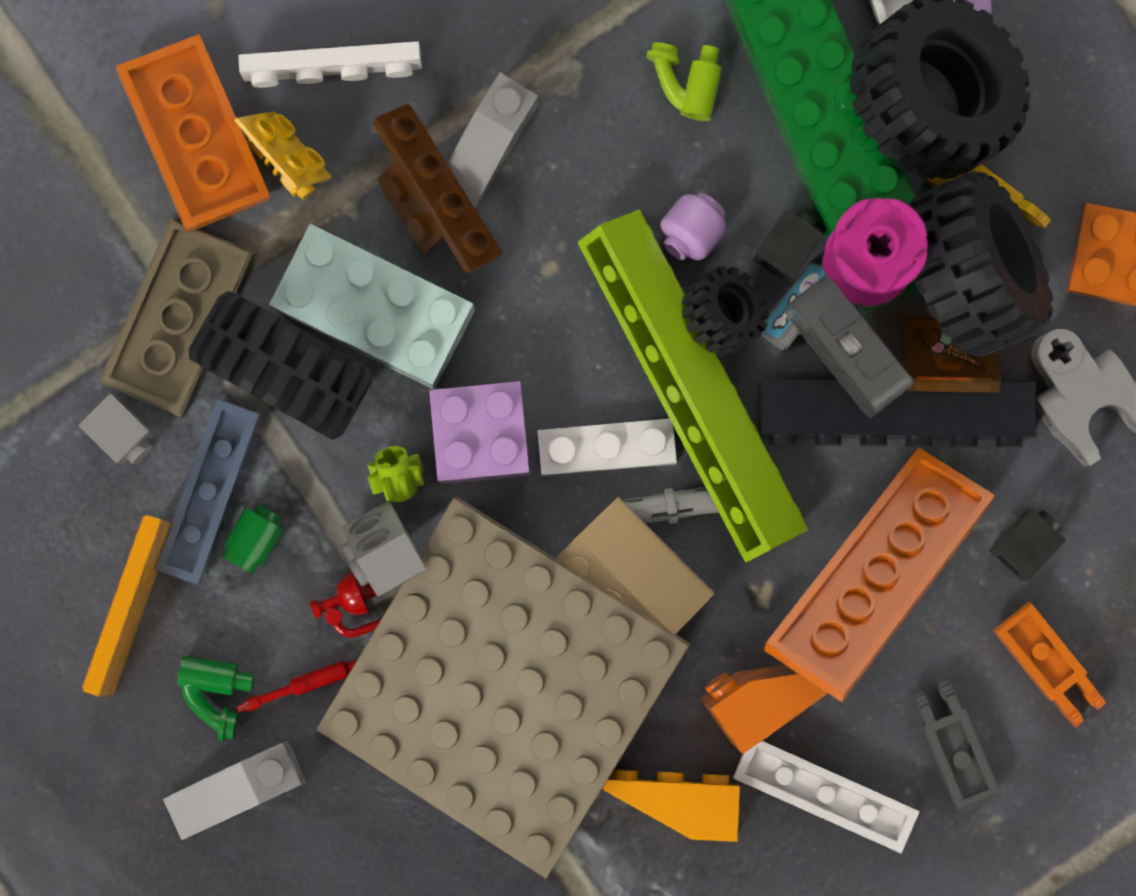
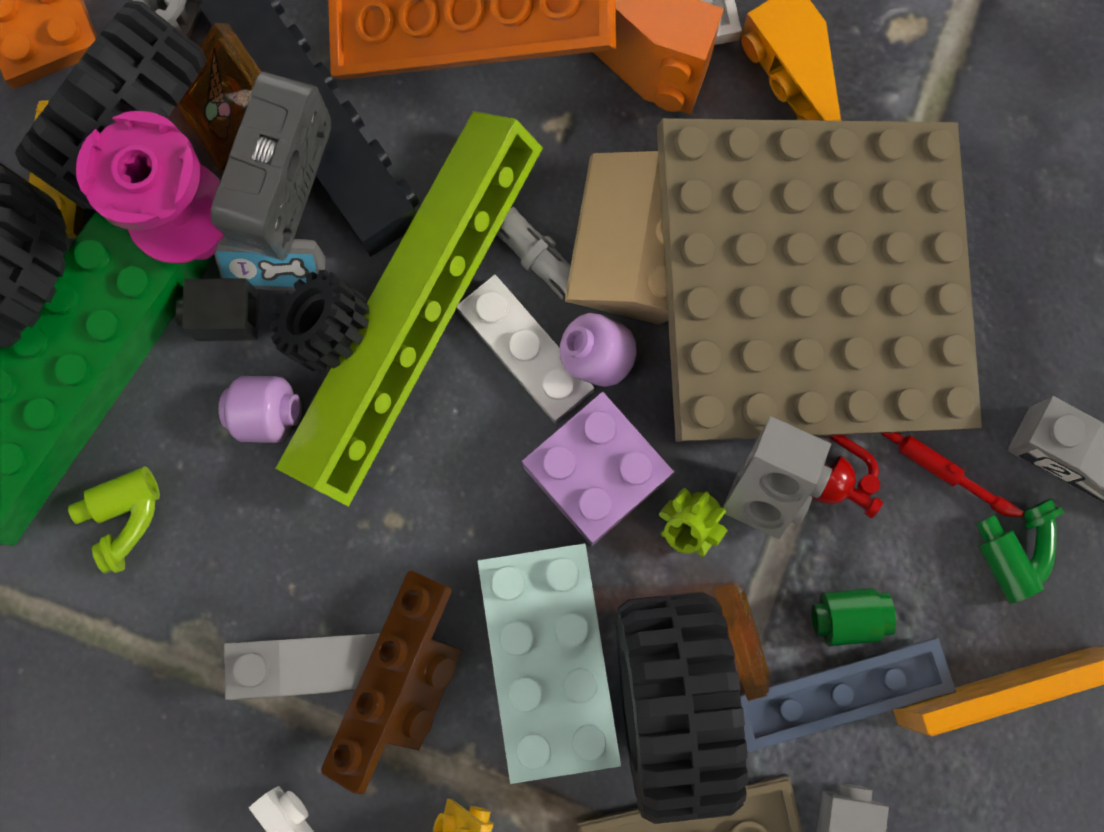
camera: 120 degrees left, 5 degrees down
(292, 447) = (745, 640): none -> clear orange tile
(564, 494) = (597, 350): none -> lavender head

